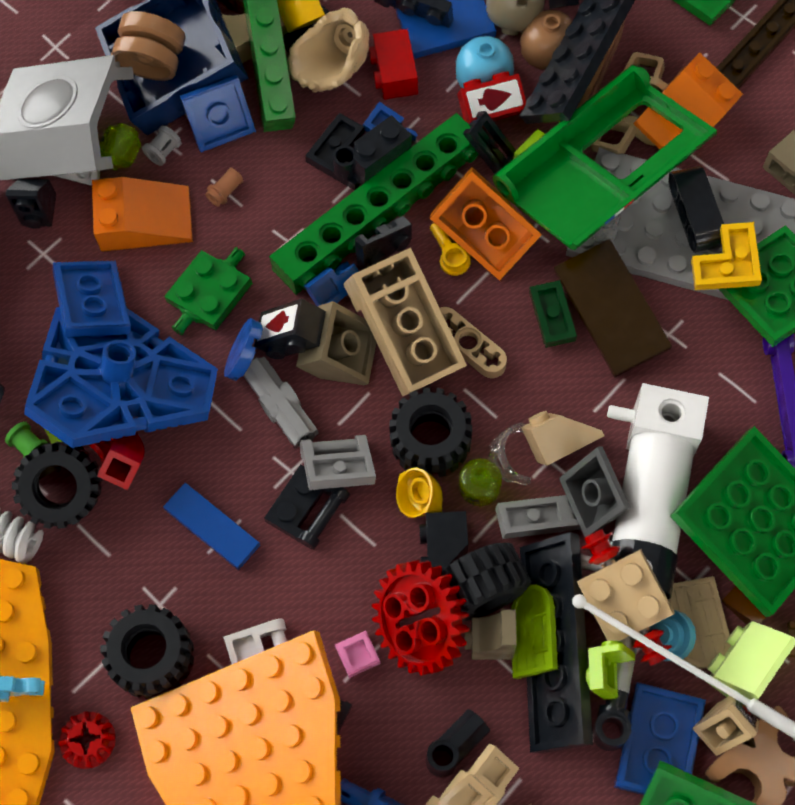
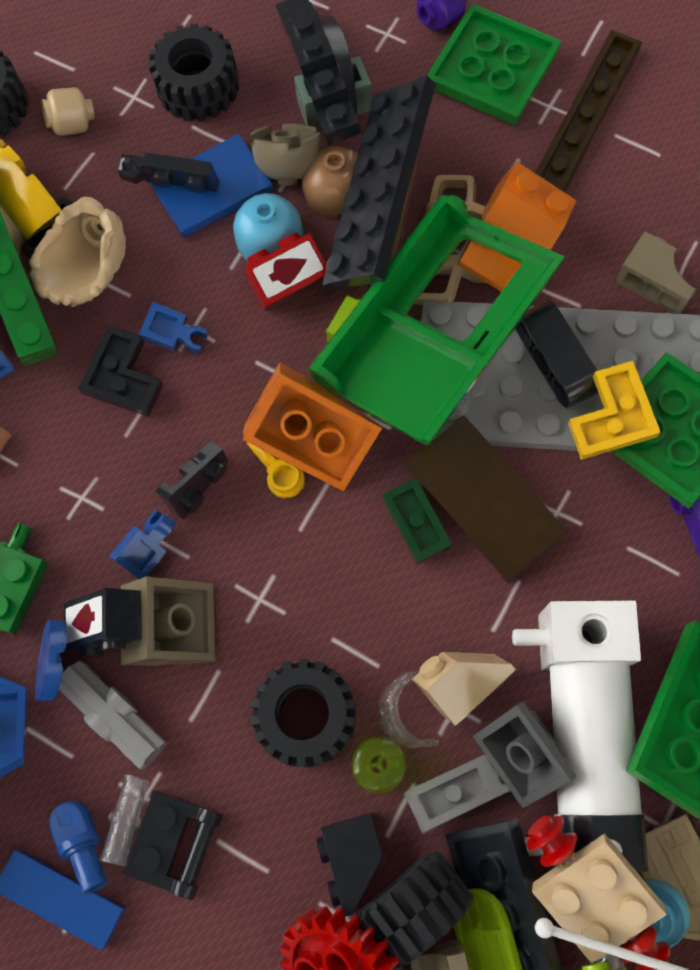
camera: 10 degrees left, 5 degrees up
(235, 487) = (76, 842): none -> blue arm
(274, 480) = (124, 820): none -> clear pin
(337, 463) = (201, 791): light grey plate -> none
(360, 206) = (178, 408): green brick -> none
(372, 151) = (158, 369): black hinge -> none
(395, 64) = (161, 249): red brick -> none
(405, 321) = (243, 581): tan hinge -> none
(418, 493) = (307, 798): yellow hat -> none
(487, 147) = (271, 322): black tile -> none
(490, 351) = (303, 557): tan beam -> none

